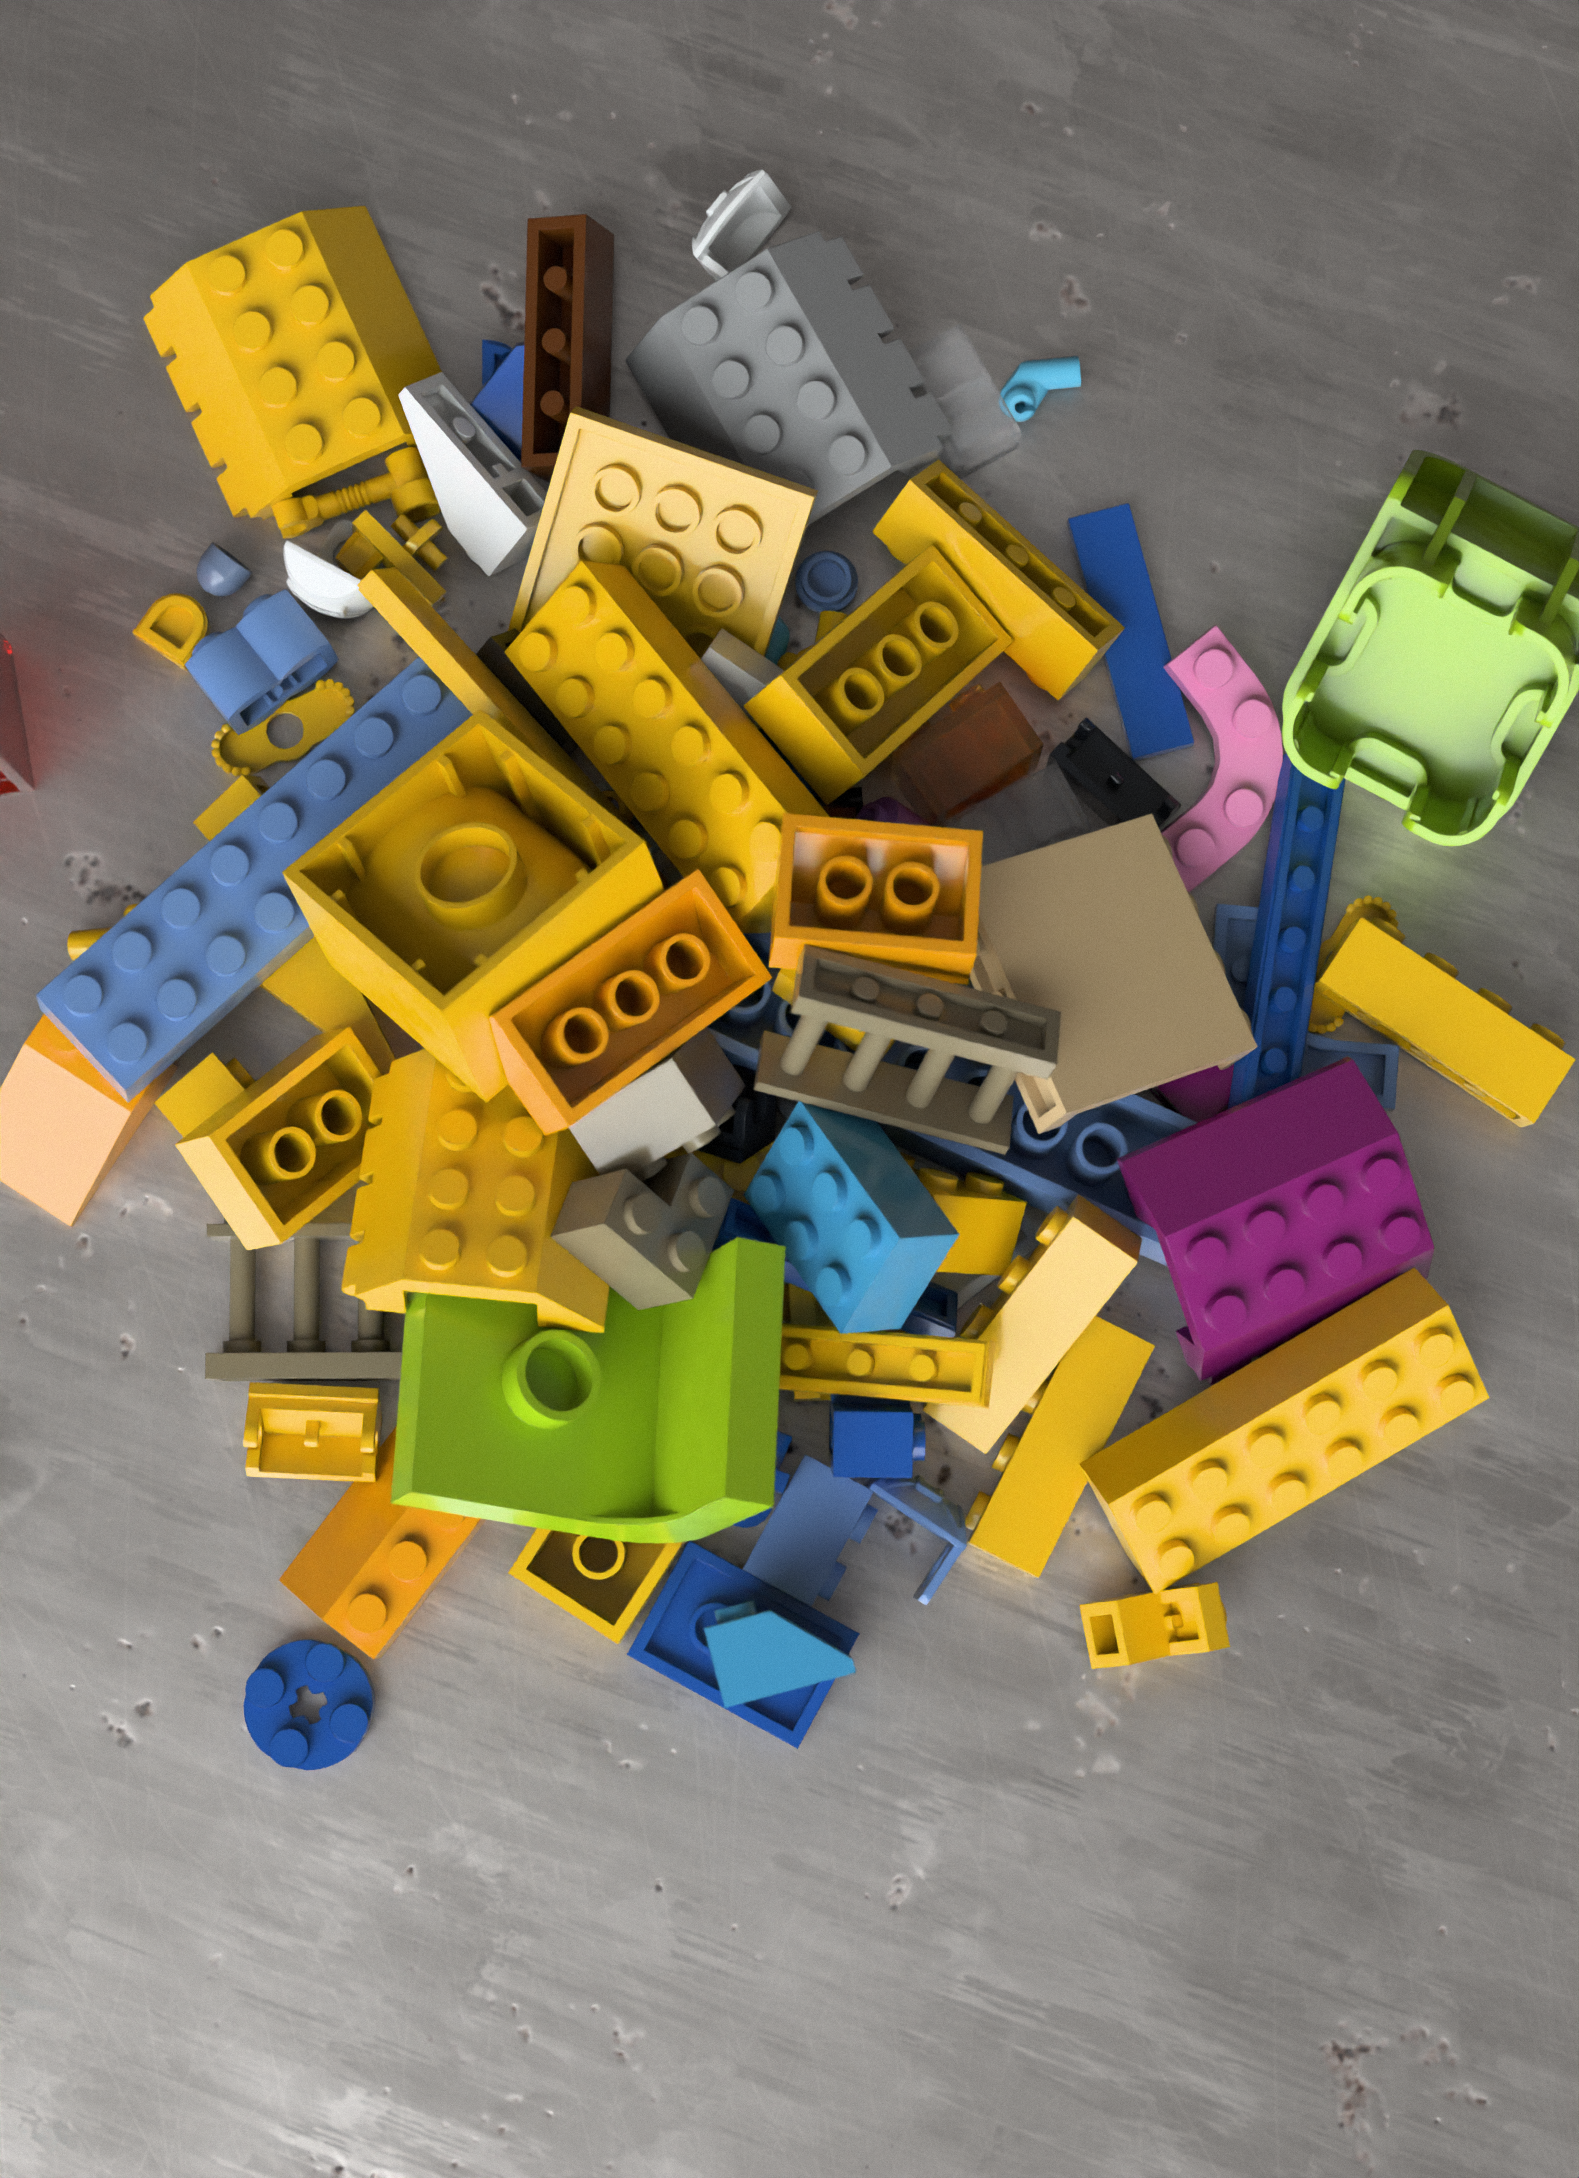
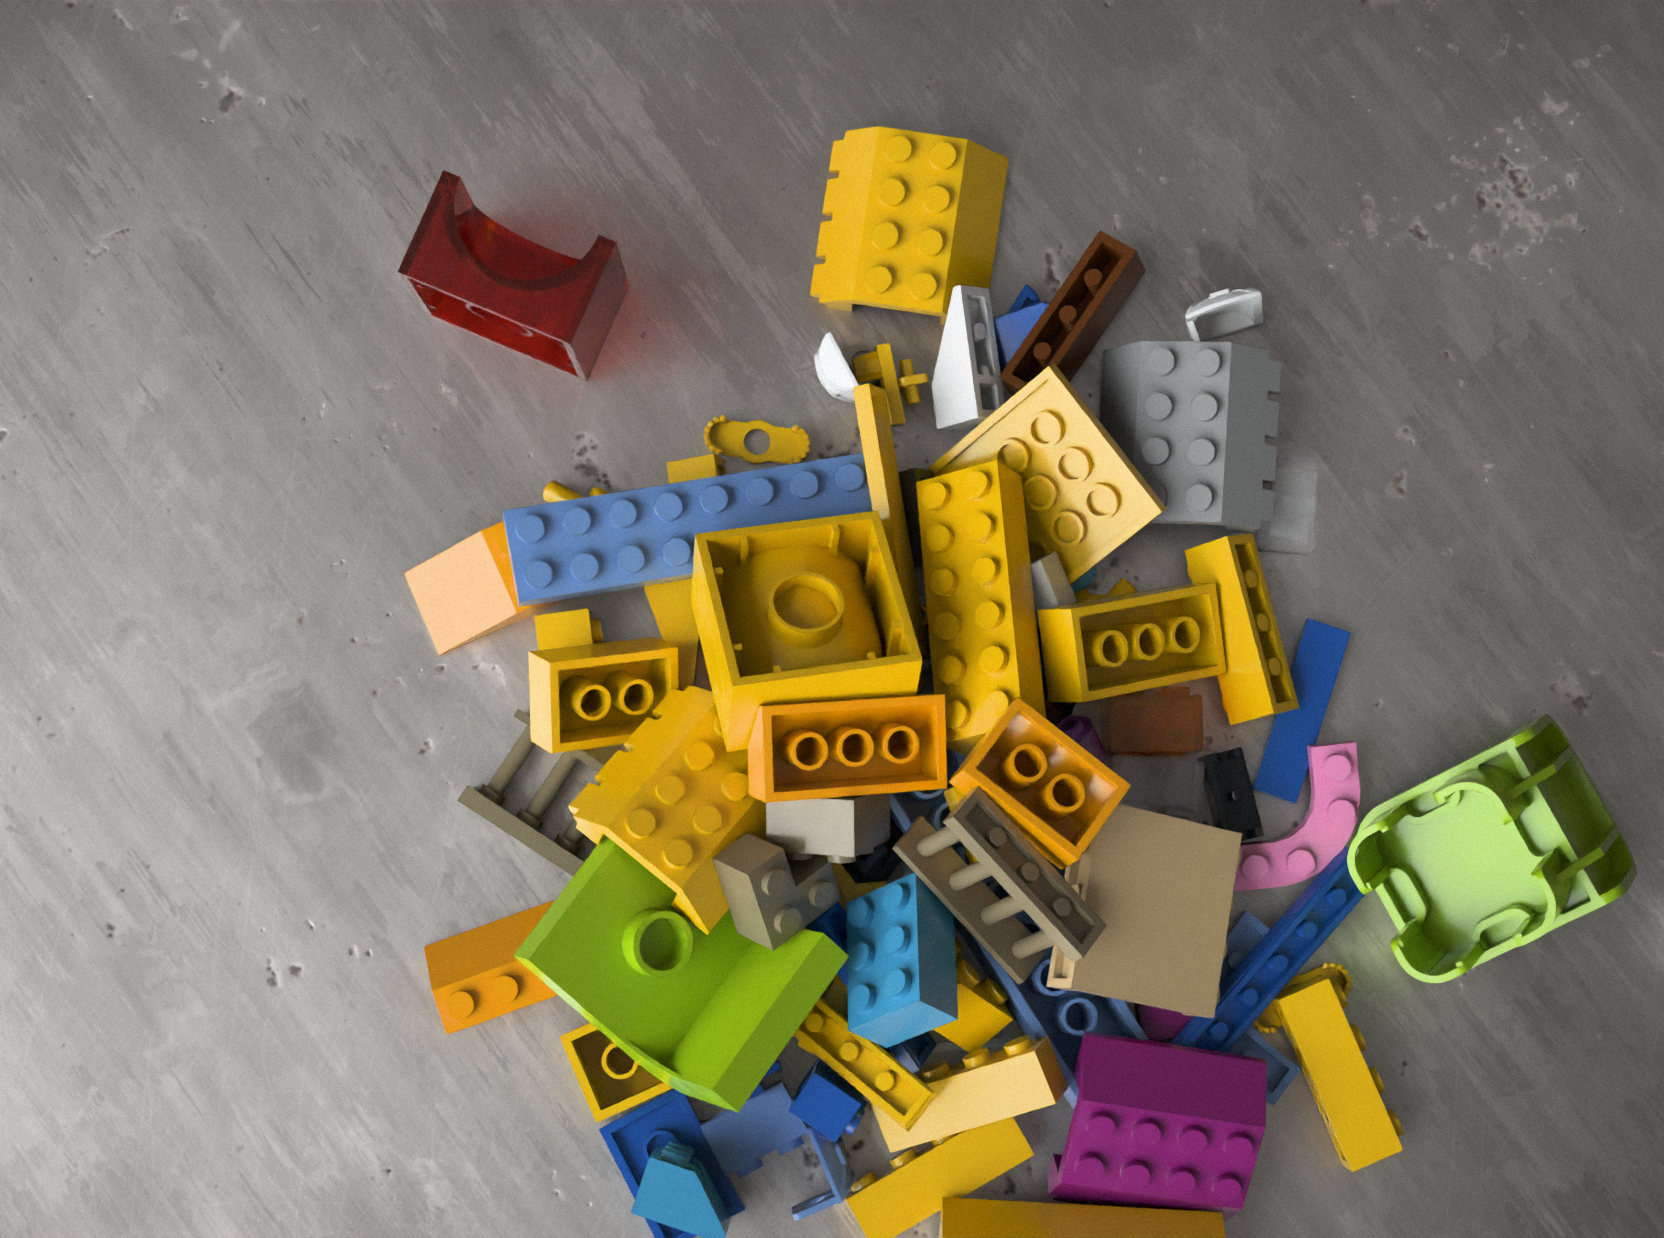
camera: 30 degrees right, 0 degrees up
(174, 627) = (732, 339): yellow tile -> none
(221, 571) = (781, 323): sand blue hinge -> none
(261, 660) = (769, 391): medium blue brick -> none
(274, 1689) = (377, 1011): blue plate -> none
(312, 1432) = (500, 873): yellow hinge -> none
(404, 483) = (923, 340): yellow brick -> none
(826, 582) = (1137, 562): medium blue plate -> none
(1034, 379) = (1341, 521): medium azure arm -> none

